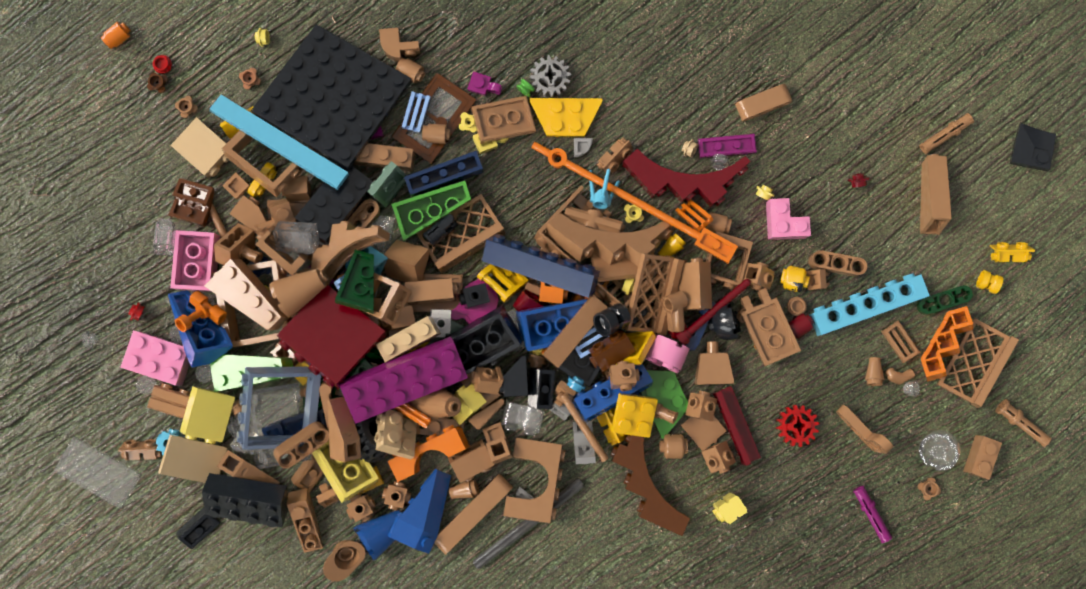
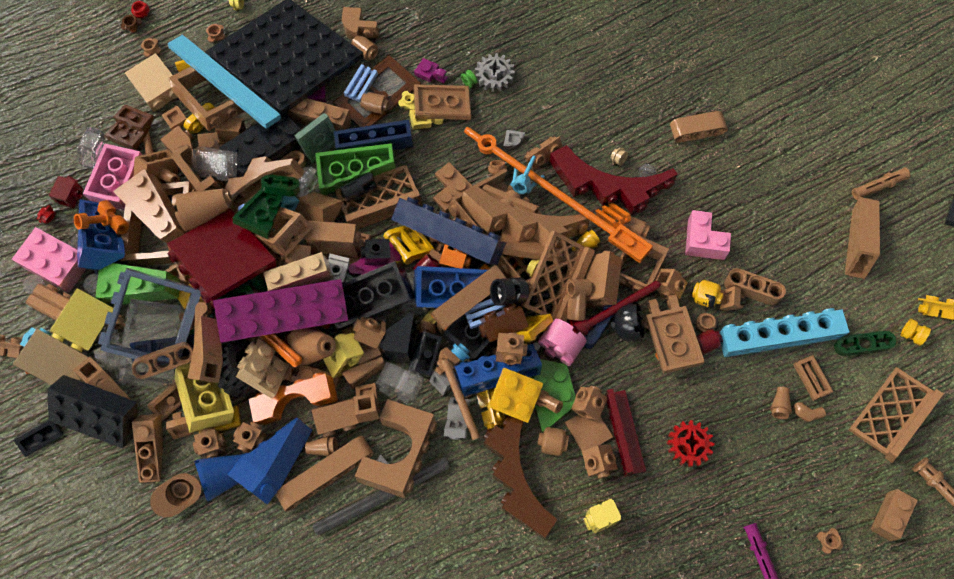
camera: 15 degrees right, 15 degrees down
(149, 283) = (66, 191): none -> dark red brick
(369, 252) = (280, 185): none -> dark green beam
(536, 210) = (454, 184): none -> medium nougat plate
(565, 115) = (503, 110): yellow wing -> none
(572, 181) = (496, 166): none -> medium nougat plate
(630, 217) = (552, 201): light yellow plate -> none
(713, 367) = (609, 367): medium nougat torso -> none
(727, 145) = (660, 160): magenta tile -> none
(765, 192) = (687, 207): light yellow plate -> none
(858, 180) = (786, 211): dark red plate -> none
(876, 442) = (772, 474): medium nougat beam -> none
(911, 388) = (820, 427): clear hinge -> none
(940, 450) = (846, 496): clear cylinder -> none
(945, 342) = (862, 384): orange brick -> none

